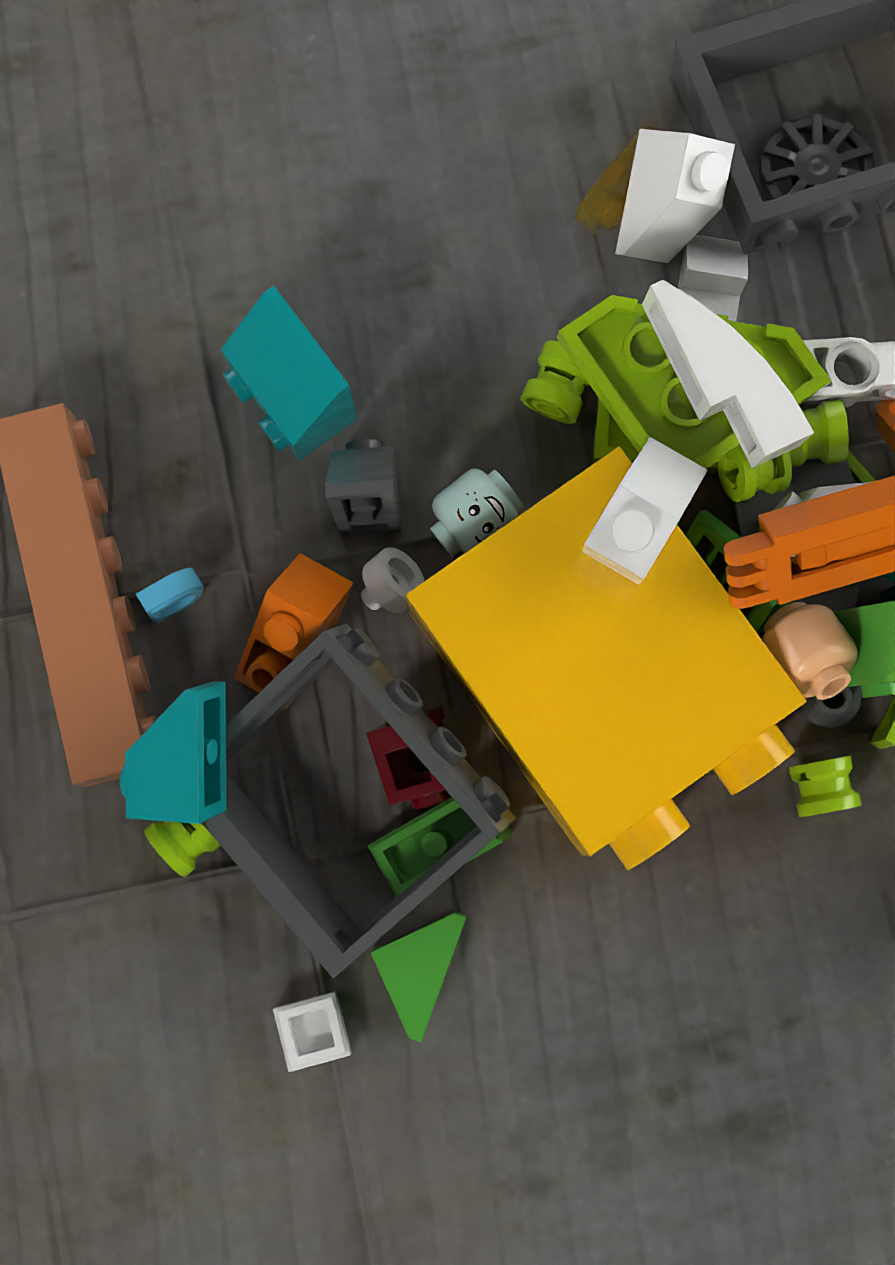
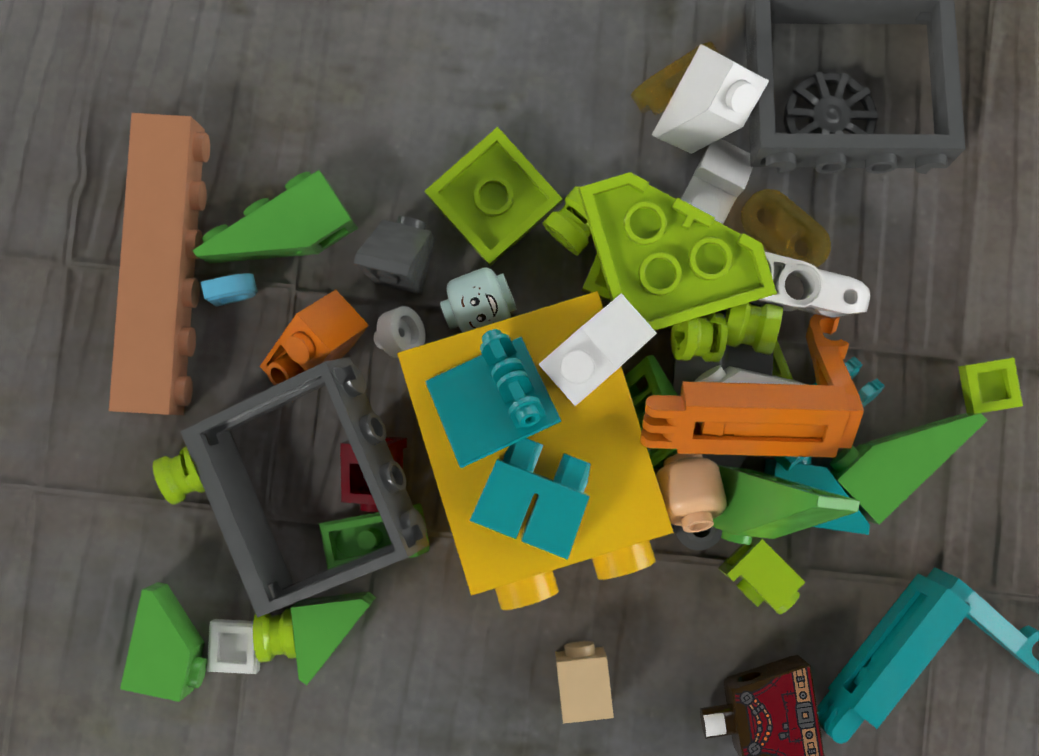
camera: 15 degrees right, 5 degrees up
(180, 761) = (190, 423): teal slope -> none
(221, 495) = (292, 224): none -> bright green slope
(227, 1060) = (163, 648): none -> bright green slope
(287, 377) = (367, 150): teal slope -> none
(361, 997) = (273, 636): none -> lime wheel
(451, 386) = (493, 196): none -> lime plate
(540, 607) = (492, 399): none -> teal hinge
(660, 708) = (557, 507): none -> teal hips
(725, 374) = (694, 264): white slope -> none
(756, 932) = (584, 682): none -> tan brick
(810, 307) = (787, 226): none -> clear yellow plate
(825, 786) = (671, 592): lime wheel -> none

